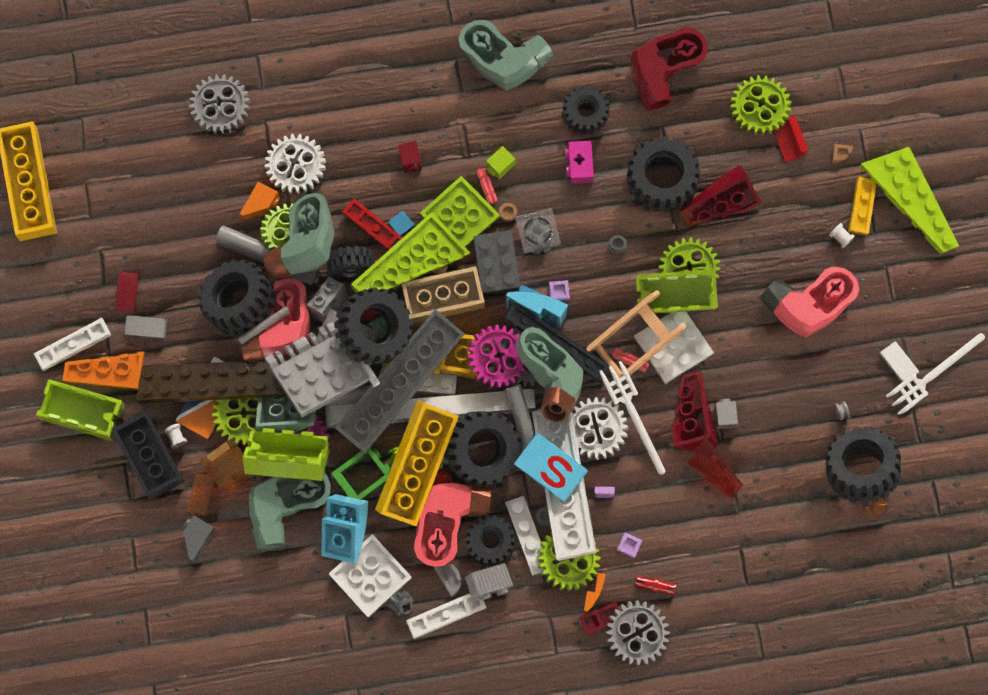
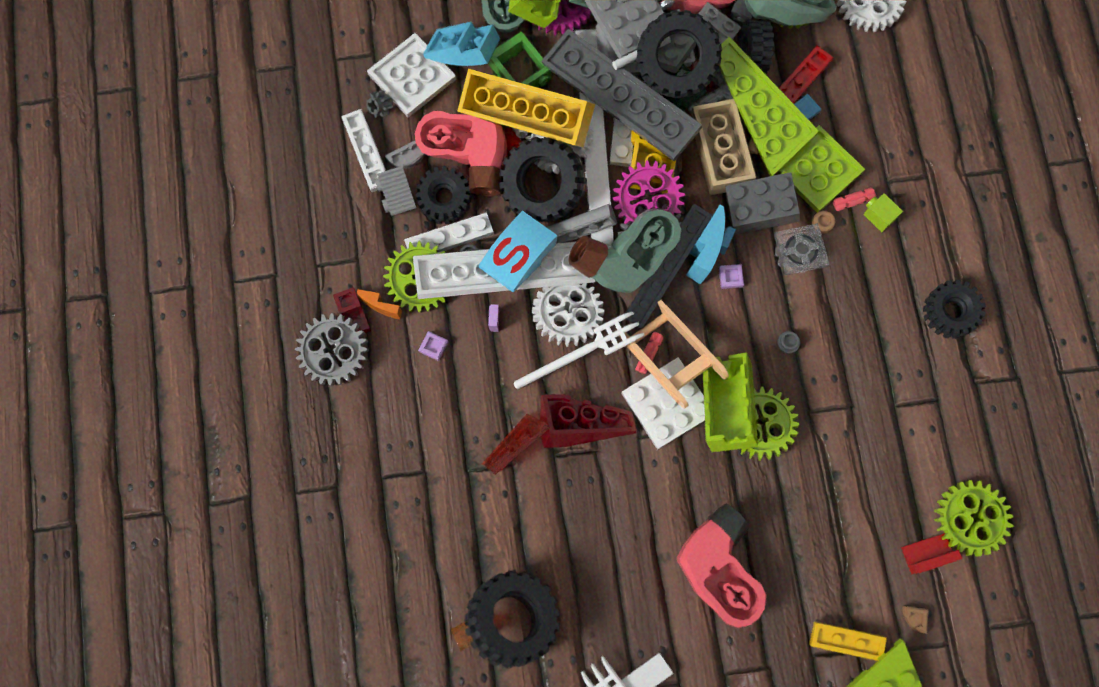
camera: 90 degrees right, 0 degrees up
(410, 156) = (885, 116): dark red brick -> none
(498, 58) = (1011, 207): sand green piece -> none
(579, 151) = (878, 307): dark pink brick -> none
(655, 585) = (385, 372): red pin -> none
(663, 59) = (1024, 398): dark red piece -> none
(663, 151) = (897, 374): black tyre -> none
(725, 196) = (853, 470): dark red wedge -> none
(726, 414) = (582, 459): light grey brick -> none
(841, 235) = (808, 612): white bush -> none
(842, 410) = (585, 600): light grey bush -> none

